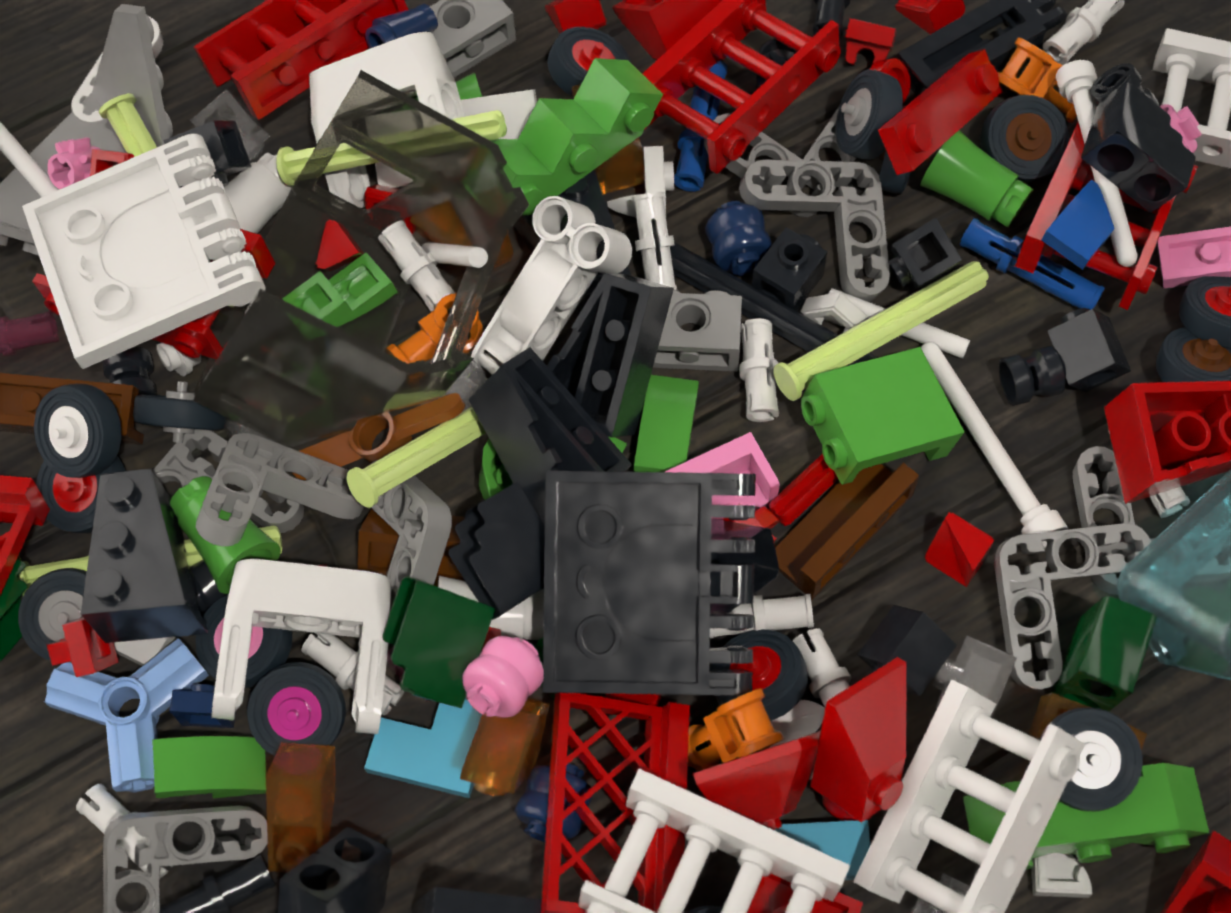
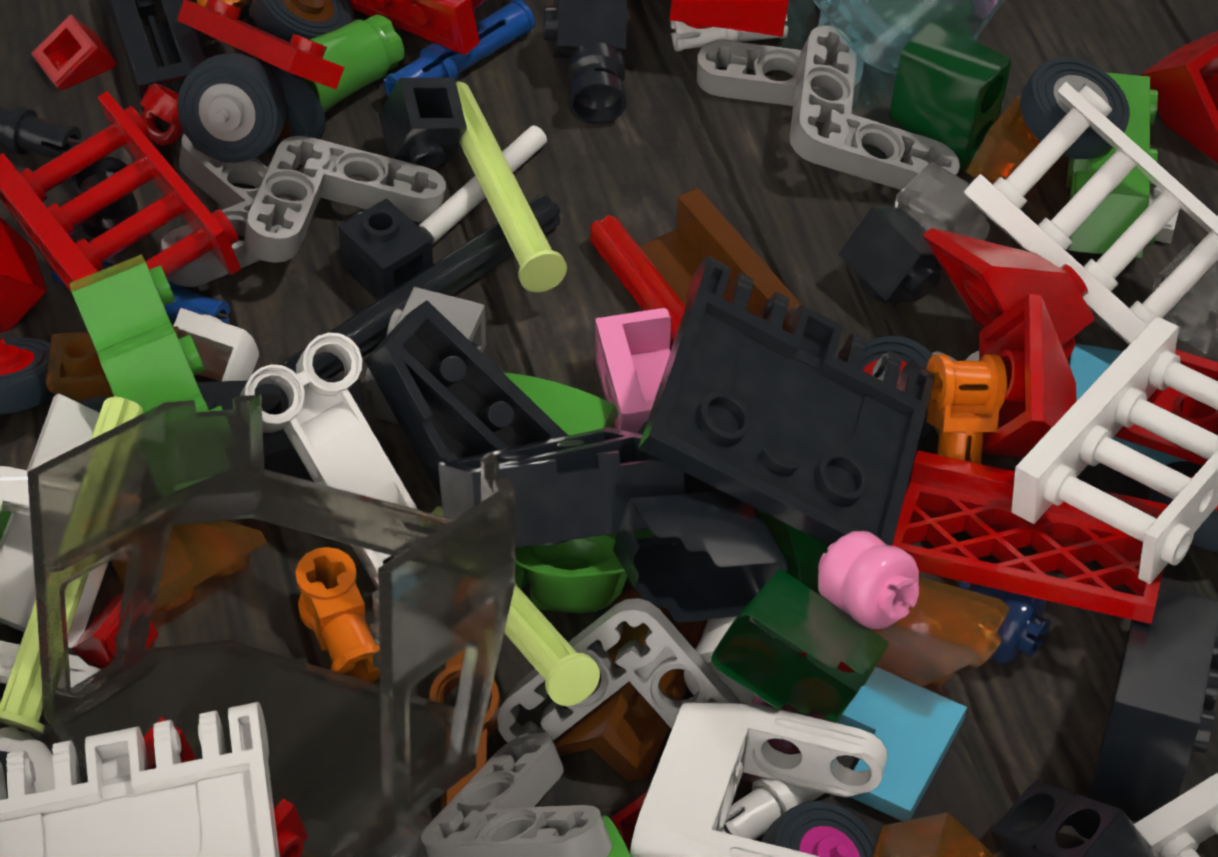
camera: 80 degrees left, 15 degrees down
(337, 247) = (169, 687): red slope -> none
(346, 294) = (236, 678): bright green slope -> none
(416, 265) = (228, 617): white pin -> none
(457, 254) = (247, 548): white bar -> none
(651, 212) = (284, 347): white pin -> none
(737, 237) = (321, 286): dark blue piece -> none
(758, 370) = (513, 313): white pin -> none
(822, 668) = (934, 332): white pin -> none
(835, 309) = (453, 223): white tile -> none
(868, 36) = (89, 114): red tile -> none
(880, 413) = (611, 208): bright green panel -> none
(959, 549) = (784, 192): red slope -> none
(1036, 517) = (767, 124): white piece -> none

